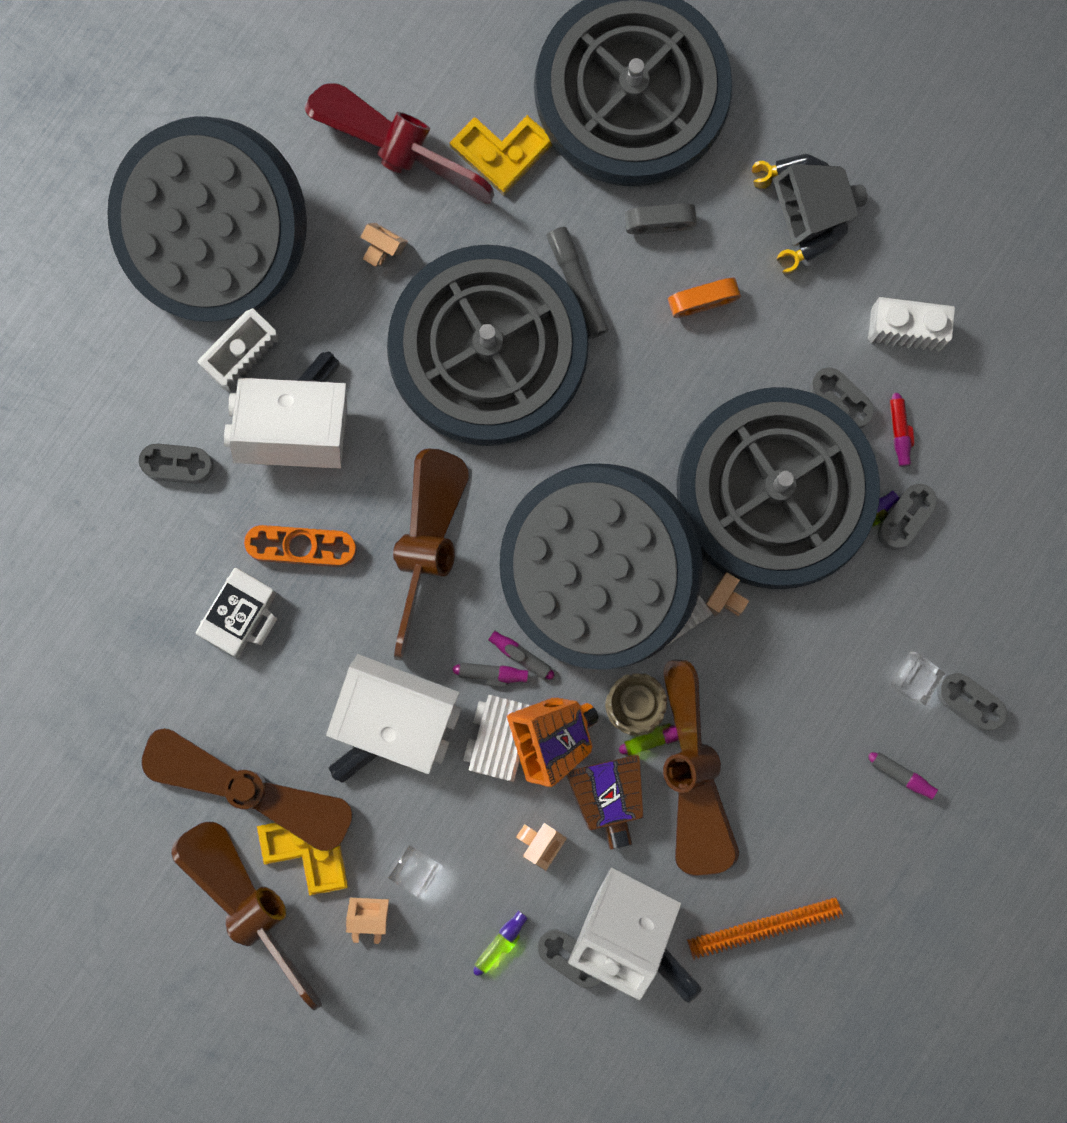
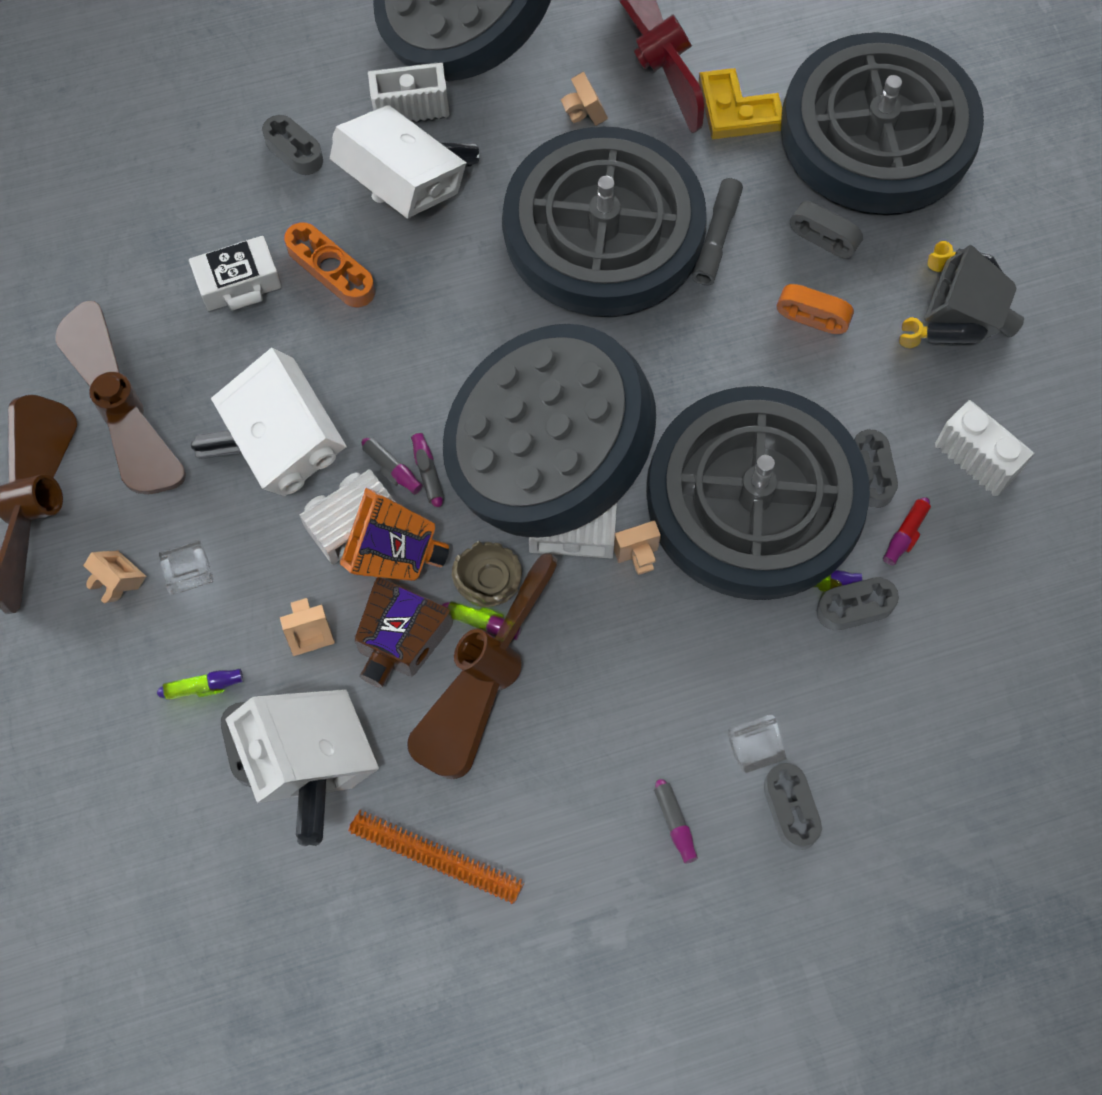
camera: 45 degrees right, 15 degrees down
(322, 869) = (121, 508): yellow tile -> none
(436, 491) = (465, 298): reddish brown piece -> none

